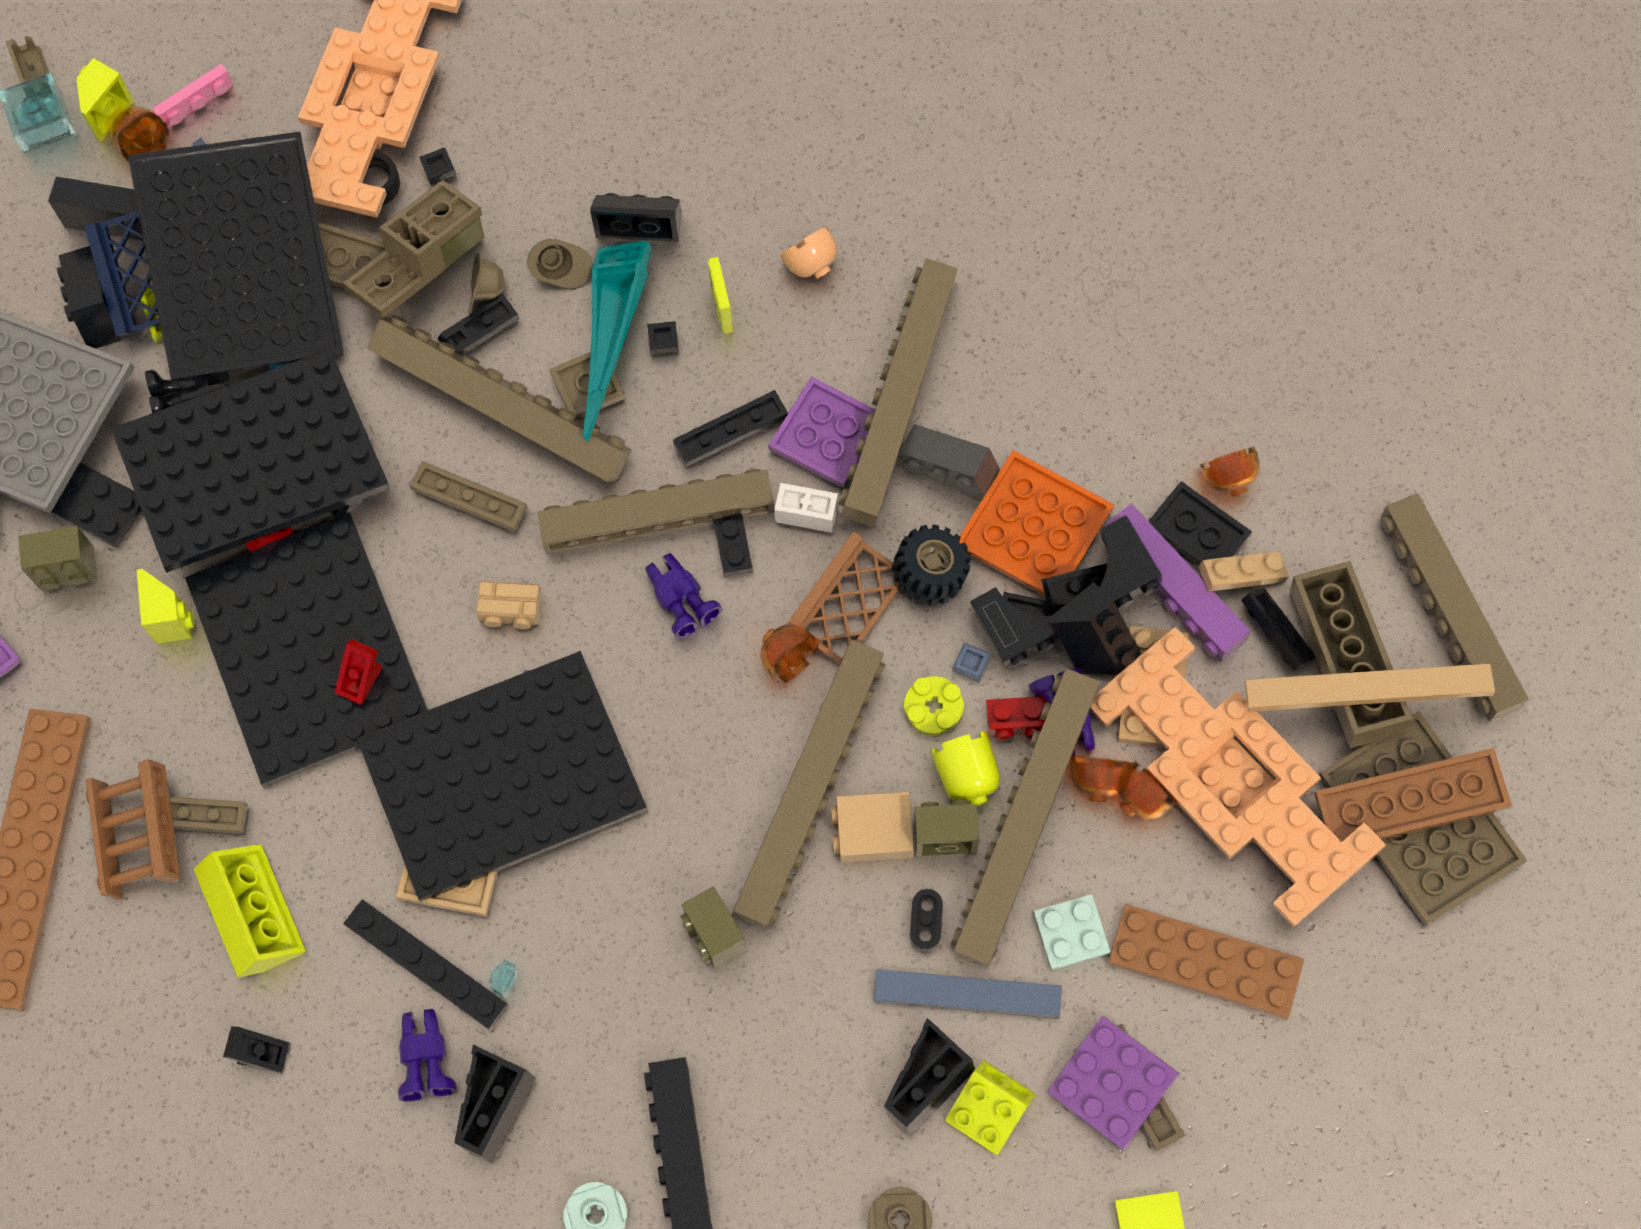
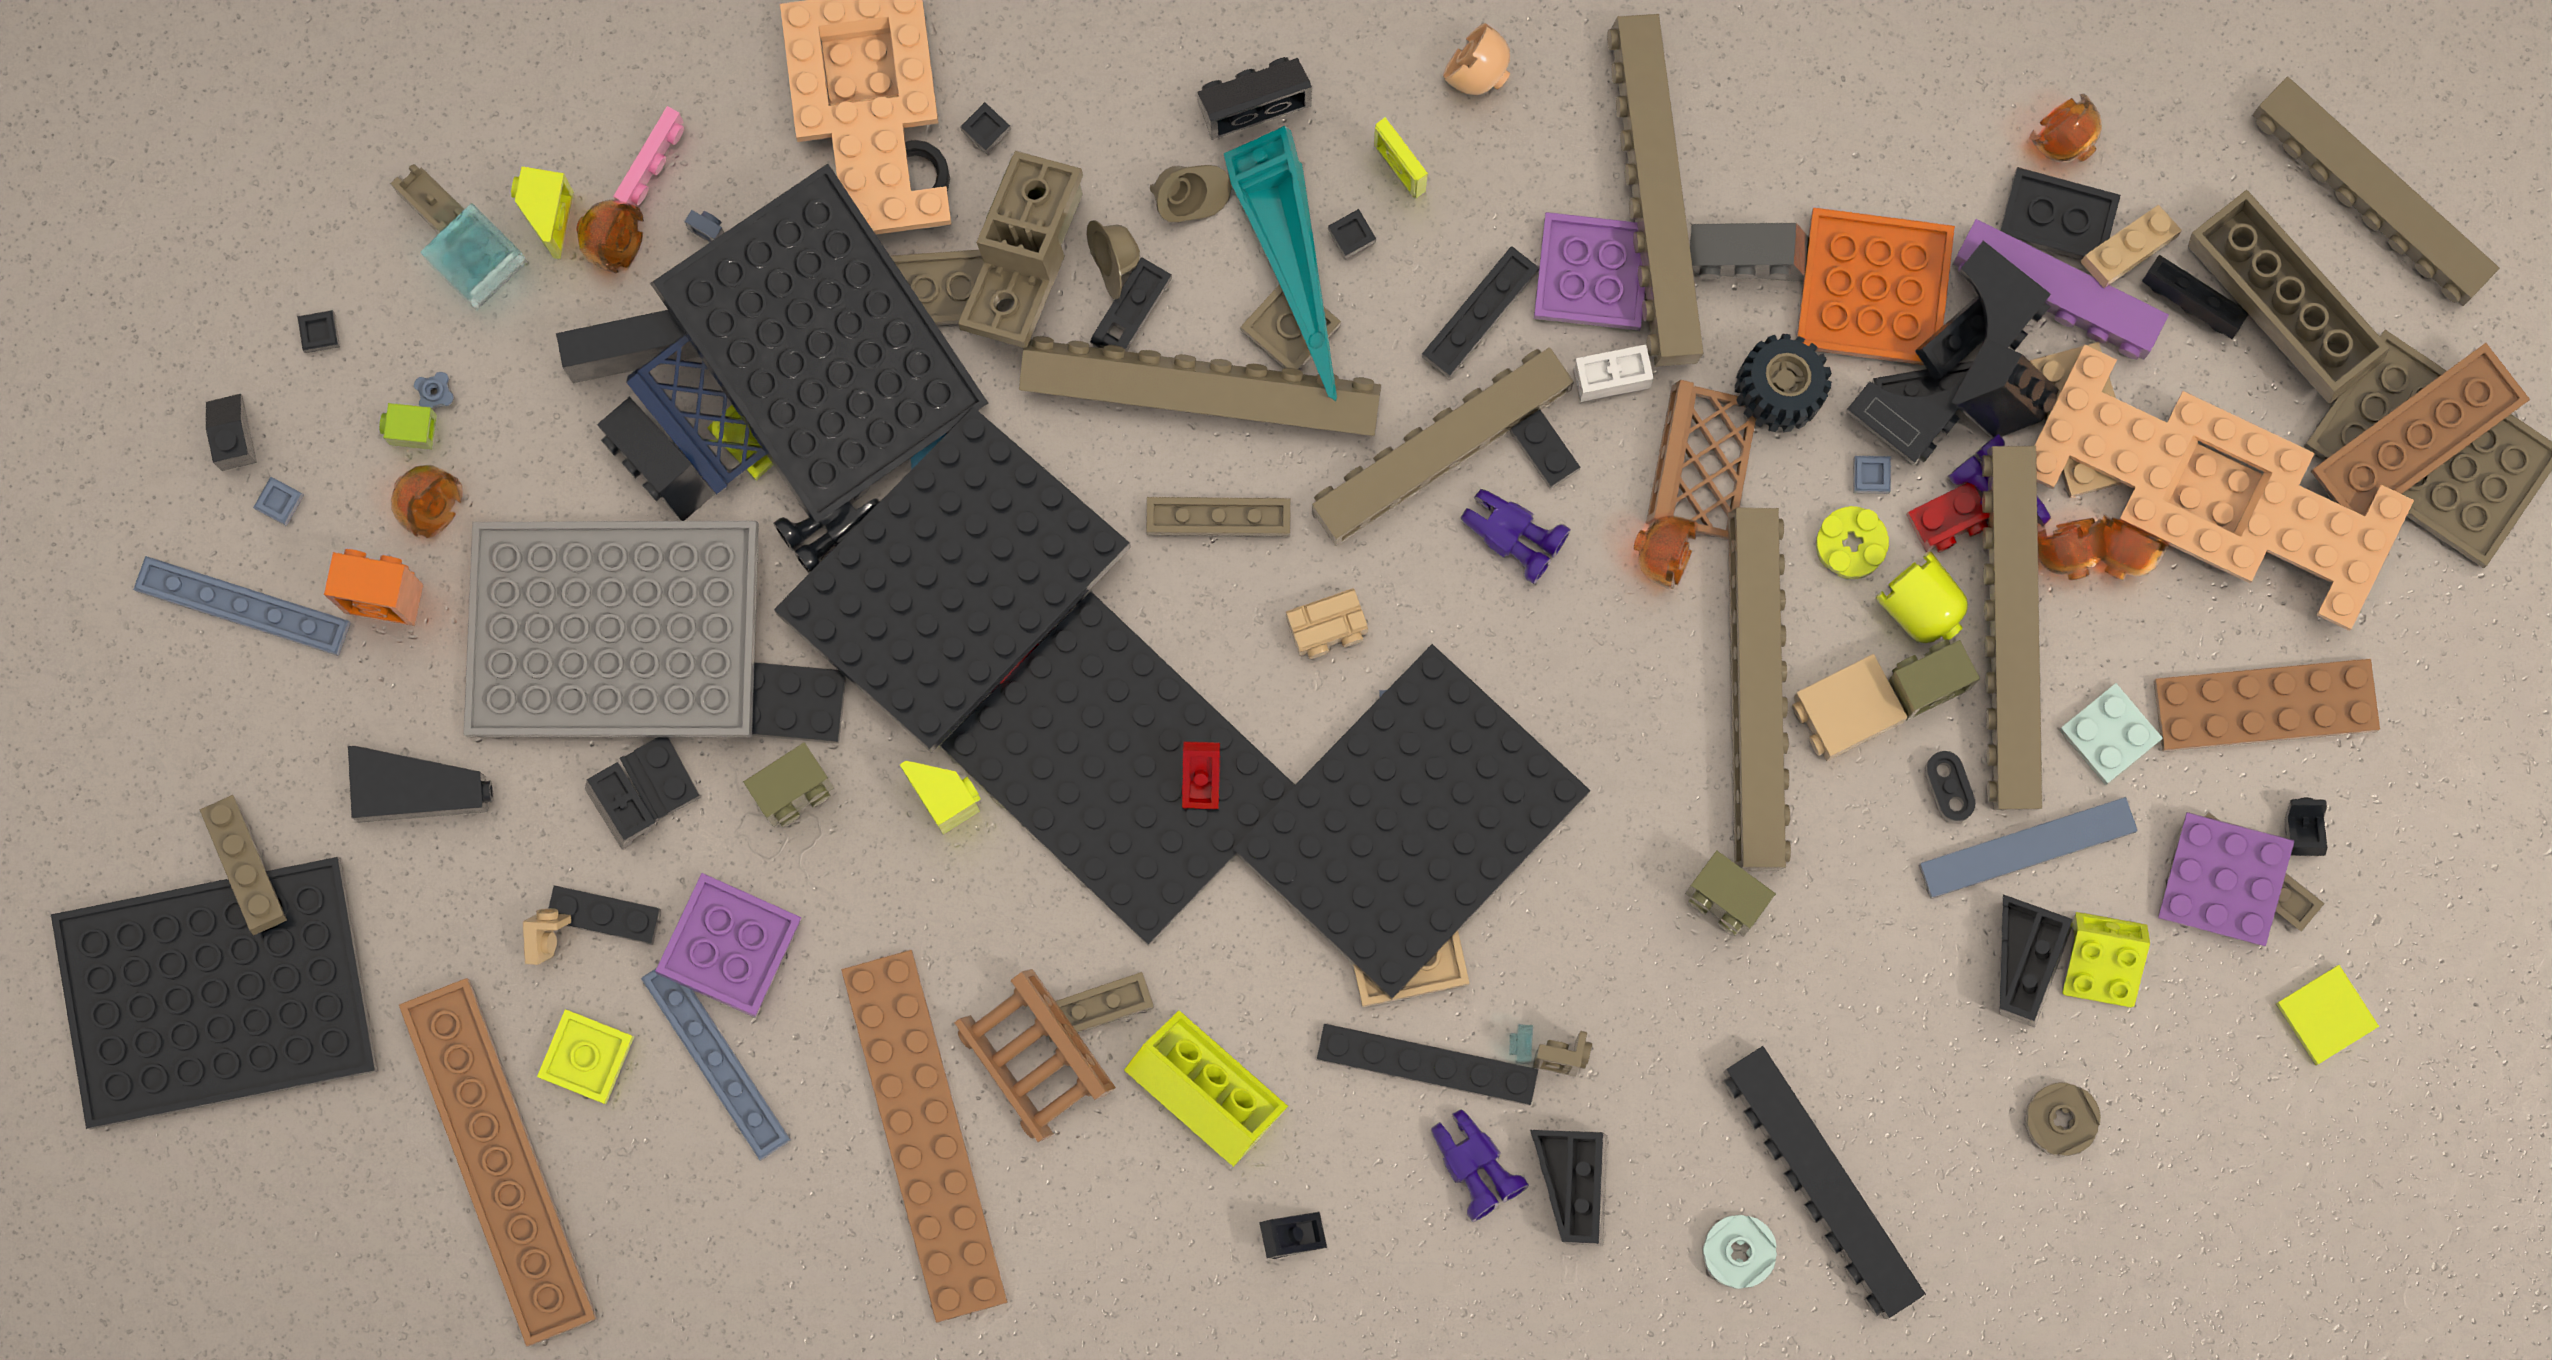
camera: 25 degrees left, 10 degrees up
(520, 997) = (1558, 1059): none -> dark tan bracket
(1196, 1069) = (2306, 826): none -> black bracket
(1369, 687) = (2329, 331): tan tile -> none

